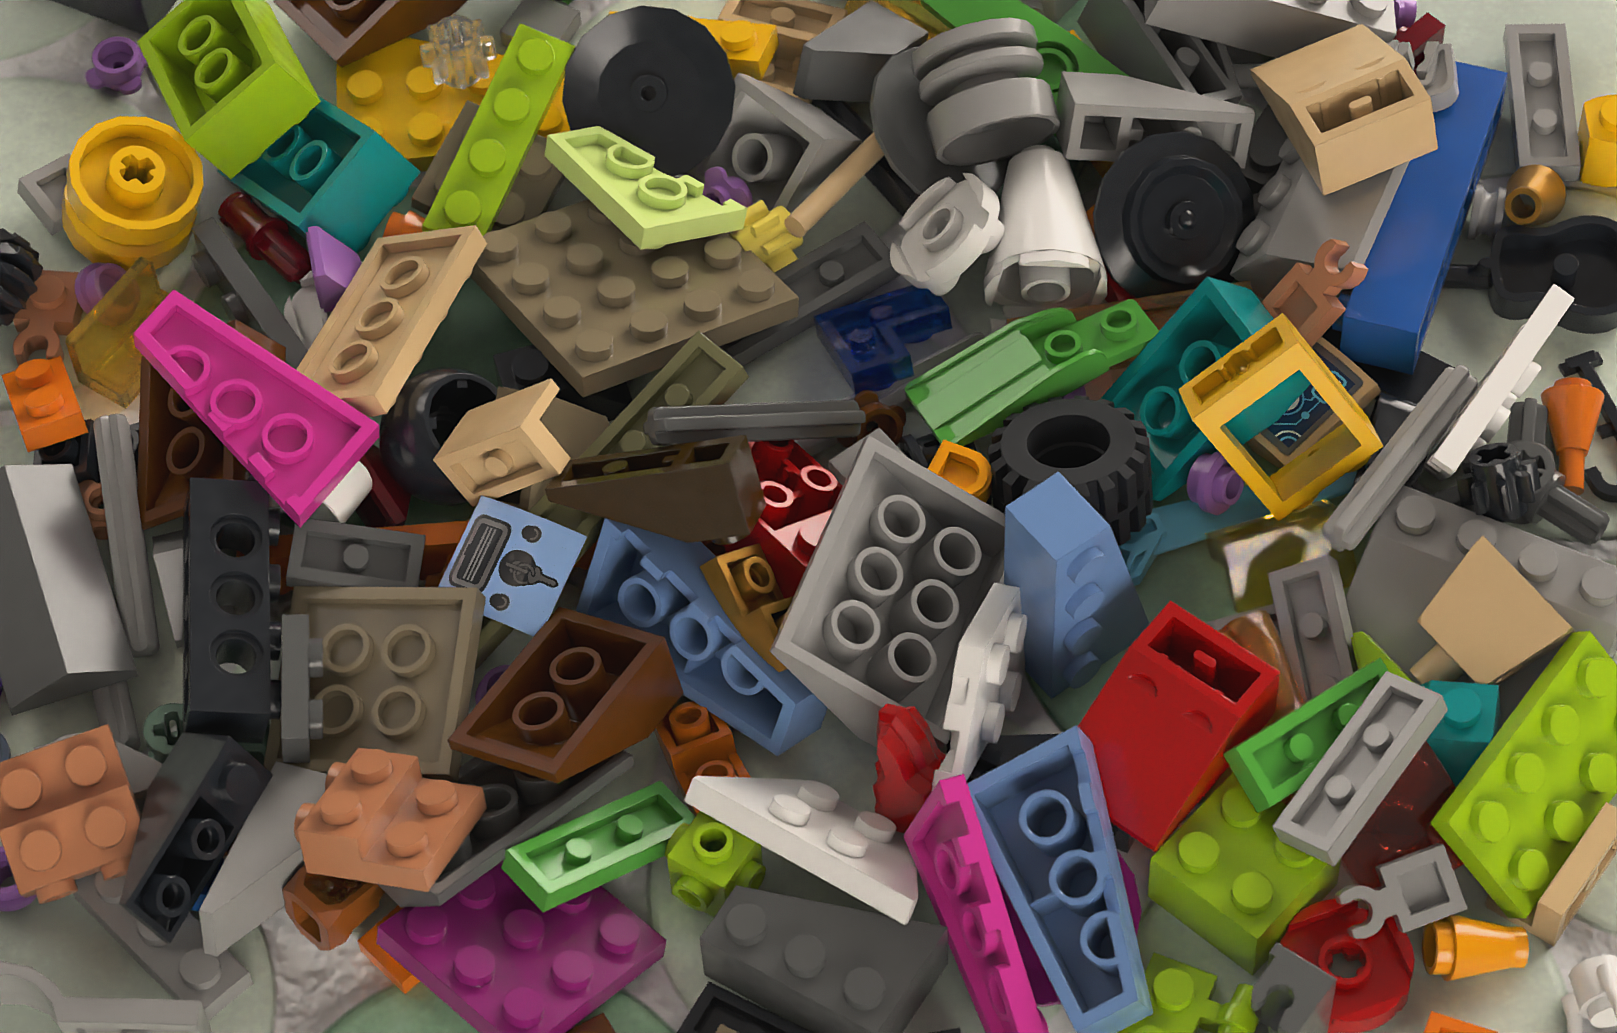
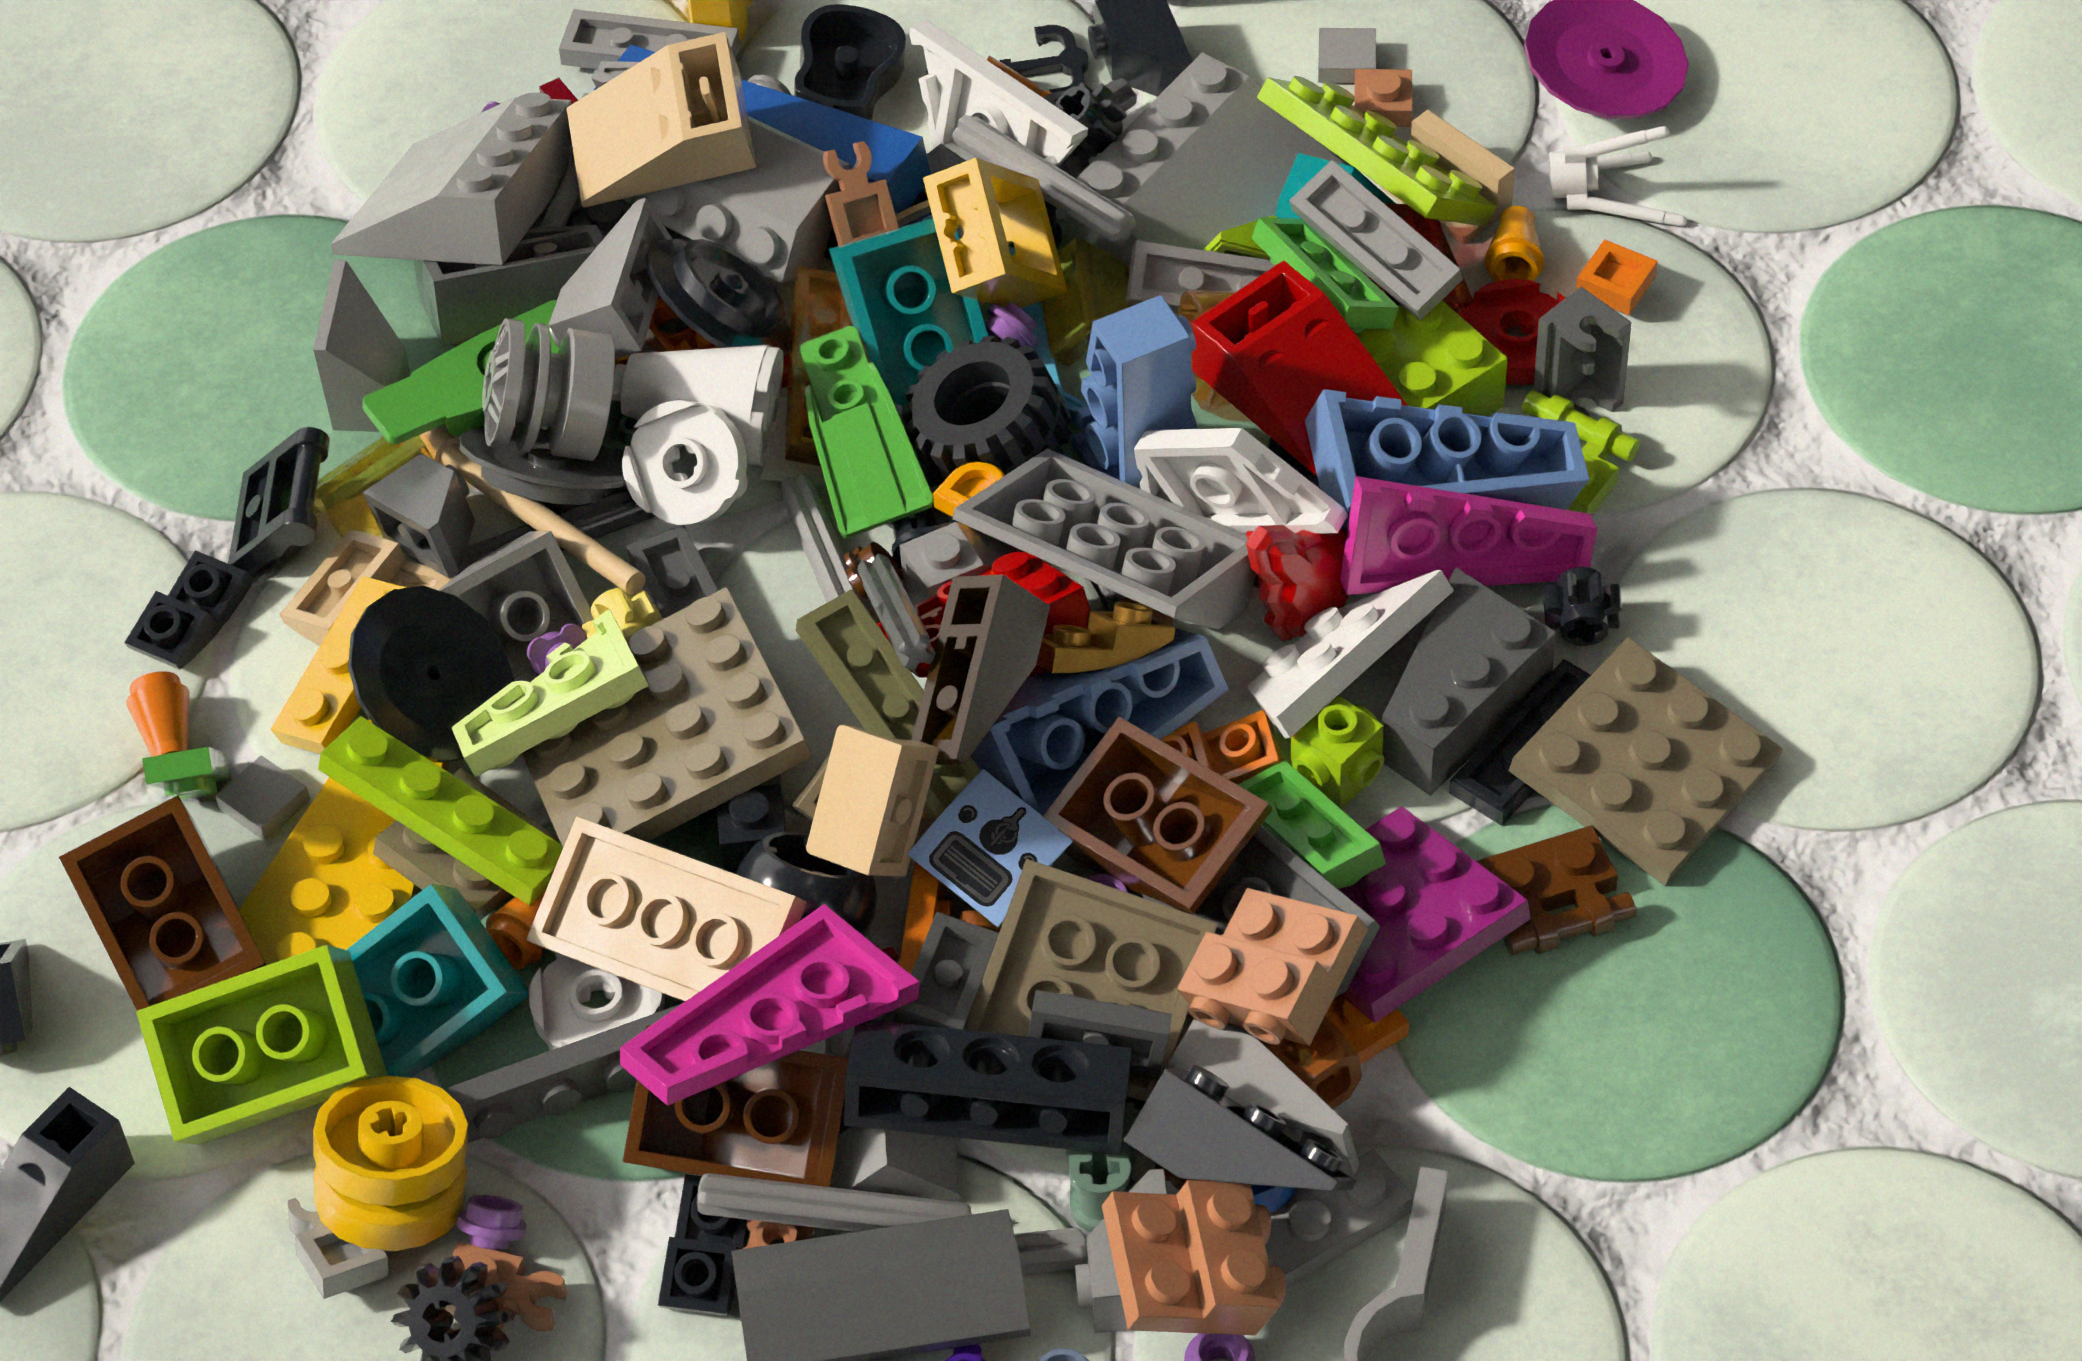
camera: 80 degrees left, 5 degrees down
(44, 403) = (634, 1281): orange plate -> none
(104, 339) = (563, 1201): clear yellow panel -> none
(117, 65) = (168, 1178): medium lavender plate -> none
(265, 236) = (479, 1056): dark red axle -> none
(331, 265) = (558, 988): medium lavender slope -> none
(458, 51) = (305, 840): clear gear -> none
(870, 335) = (767, 561): clear blue plate -> none
(1413, 891) = (1481, 255): light grey plate -> none
(1487, 622) = (1229, 149): tan torso -> none
(1545, 189) = (769, 58): pearl gold cone -> none

